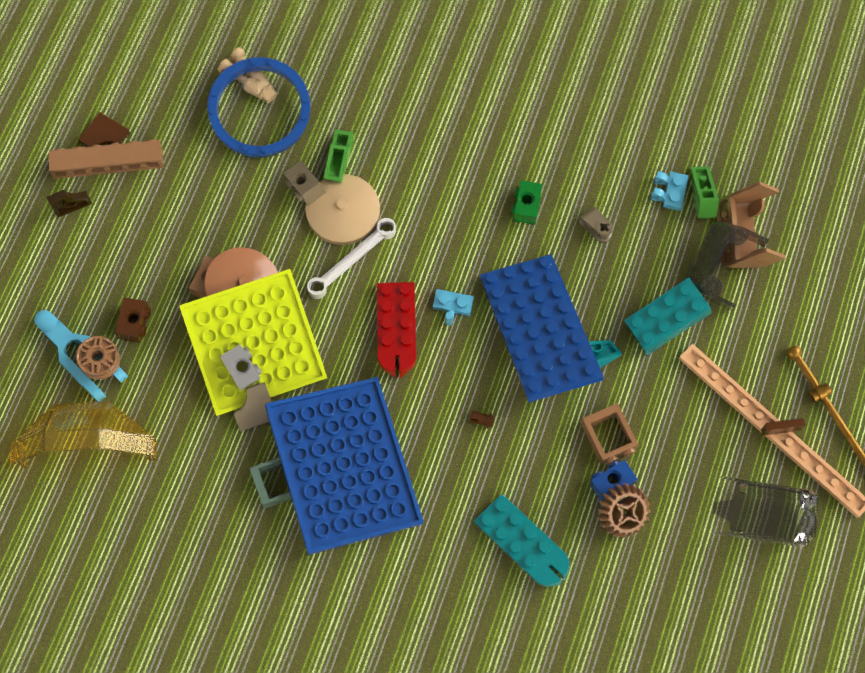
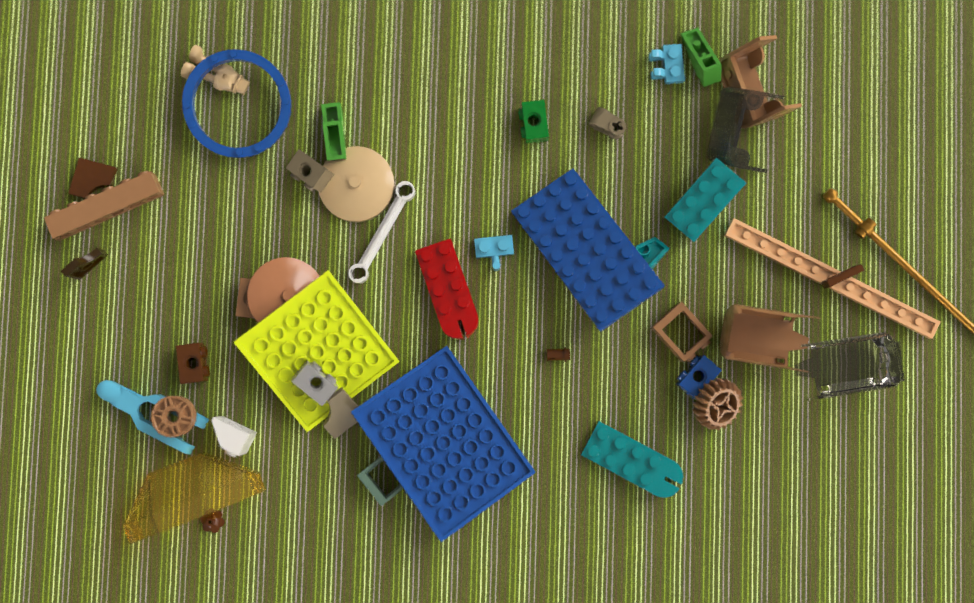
camera: 20 degrees left, 15 degrees up
(96, 476) = (217, 521): none -> reddish brown plant
(147, 396) = (233, 436): none -> white slope
(688, 459) = (760, 336): none -> medium nougat piece

